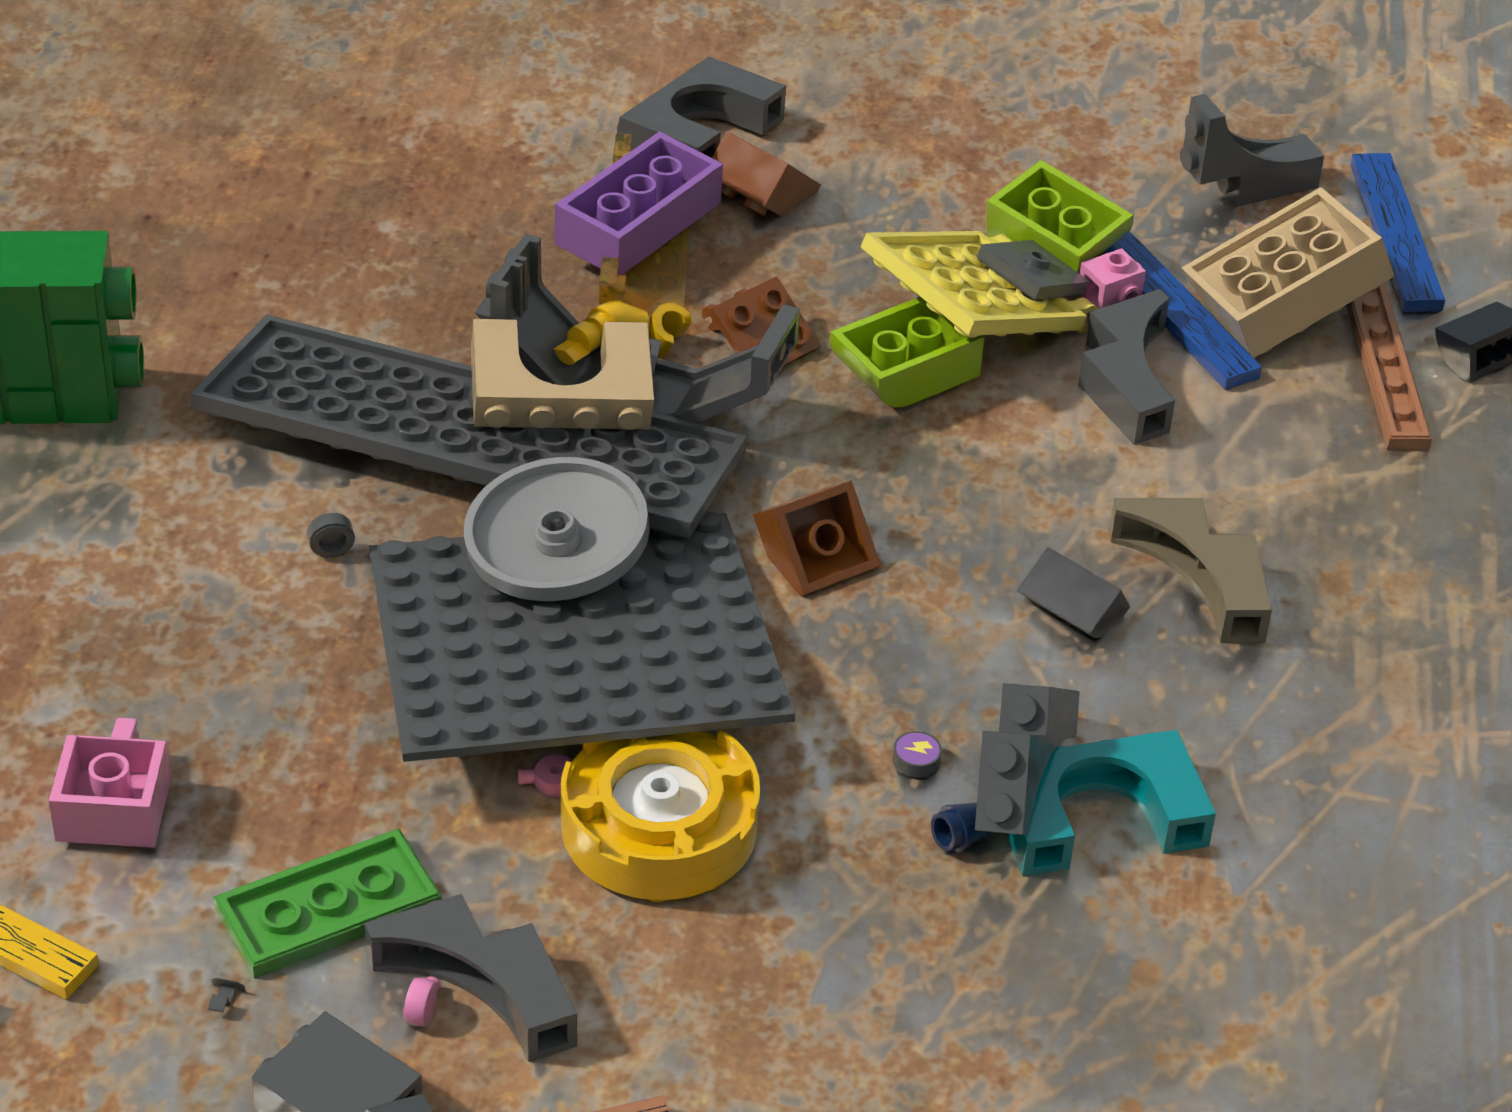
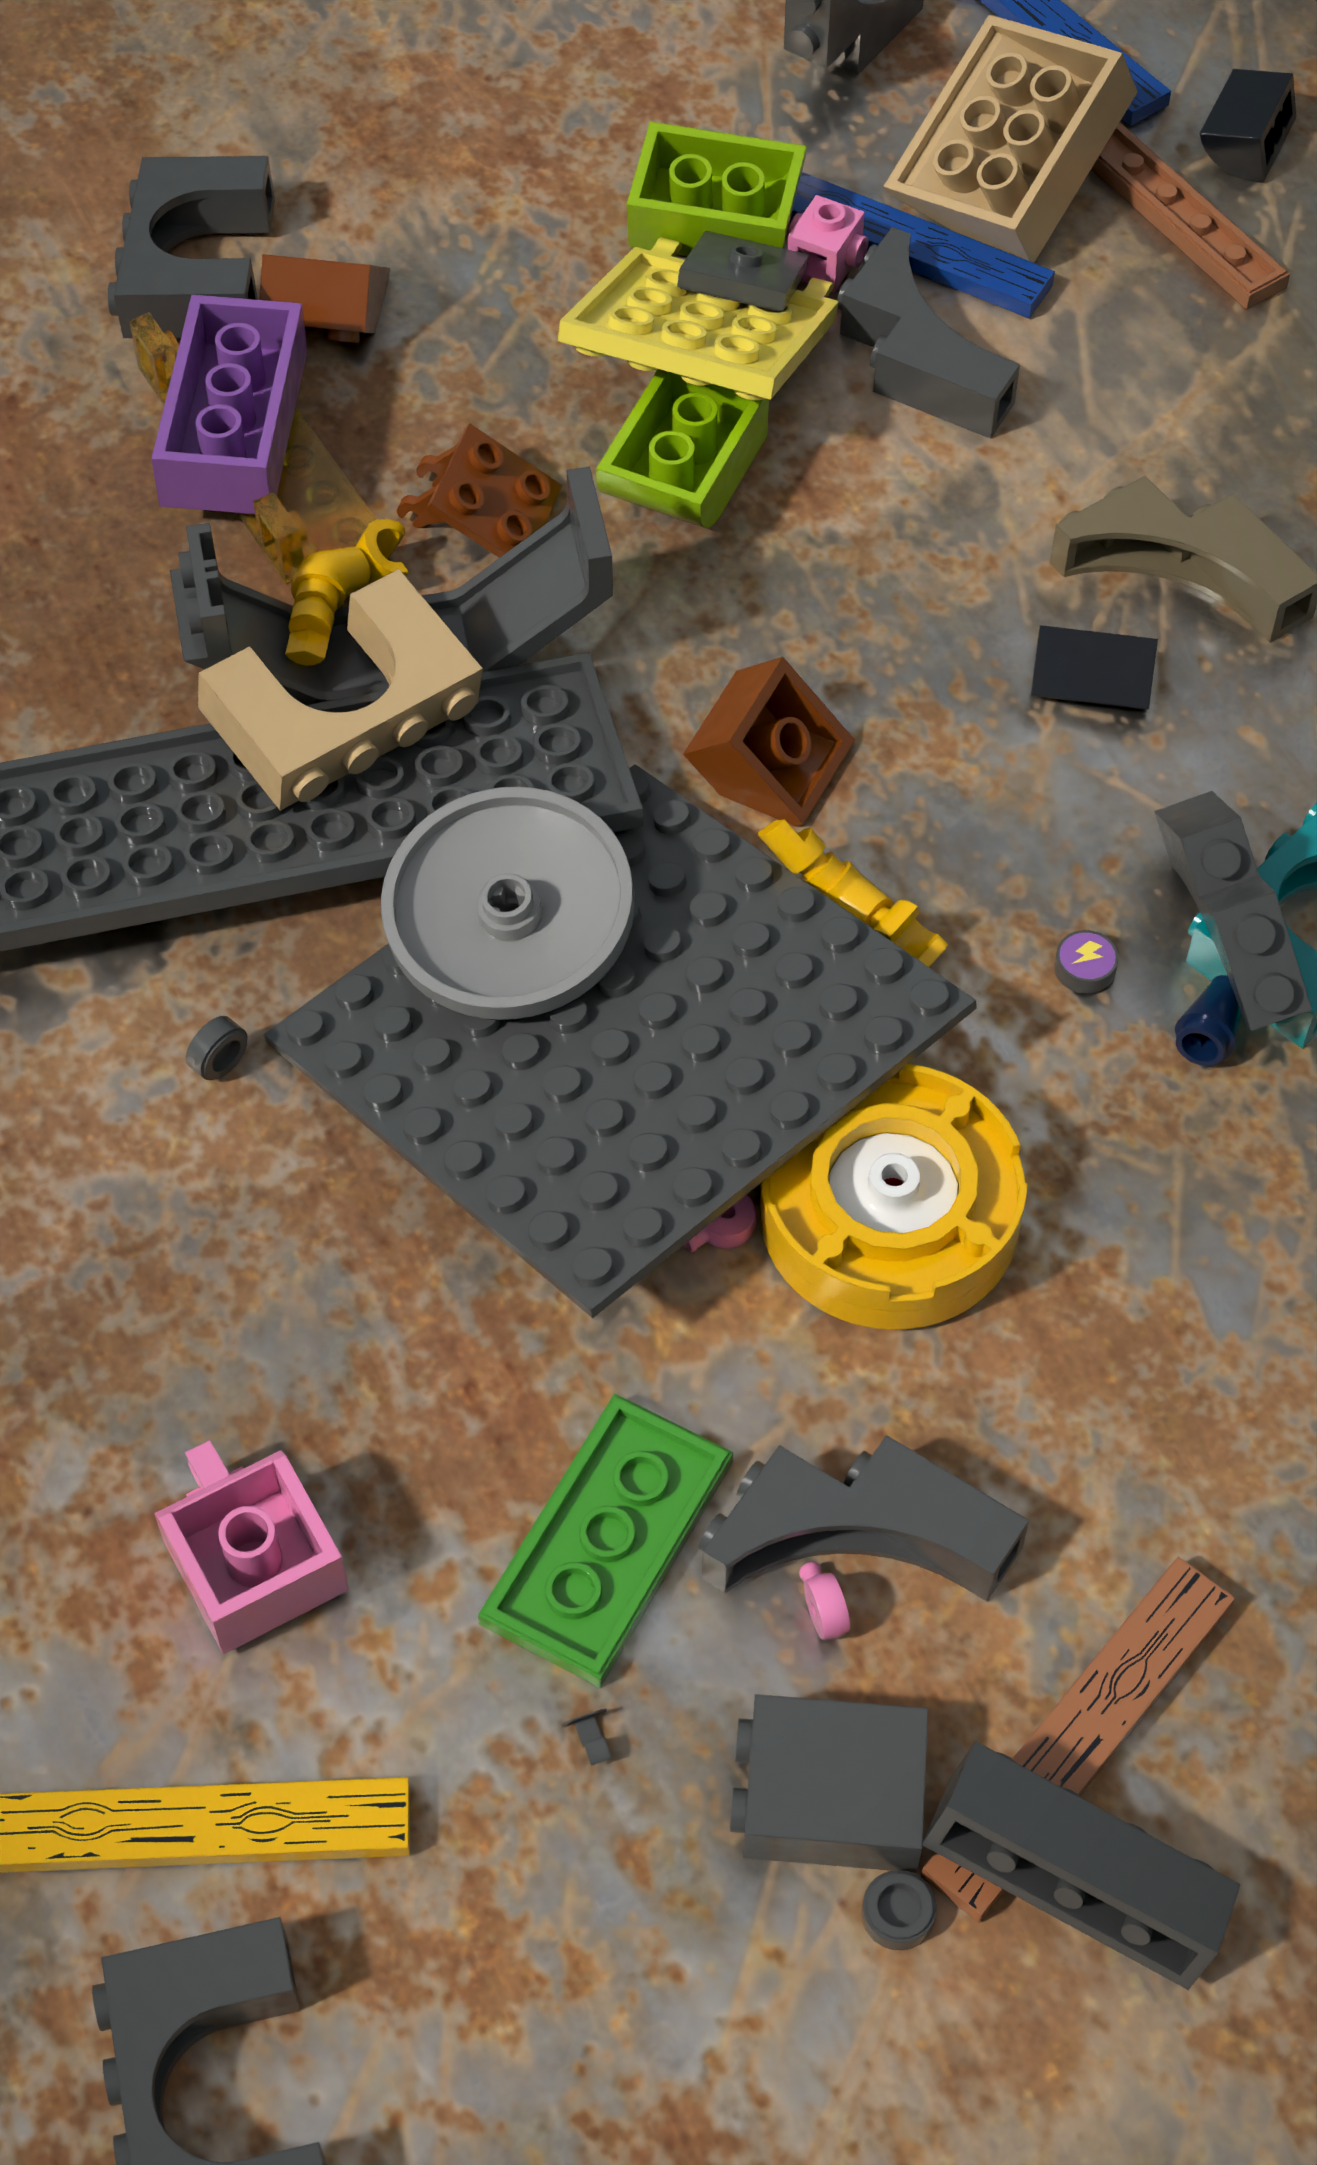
camera: 30 degrees left, 15 degrees up
(789, 641) = (852, 890): none -> yellow piece

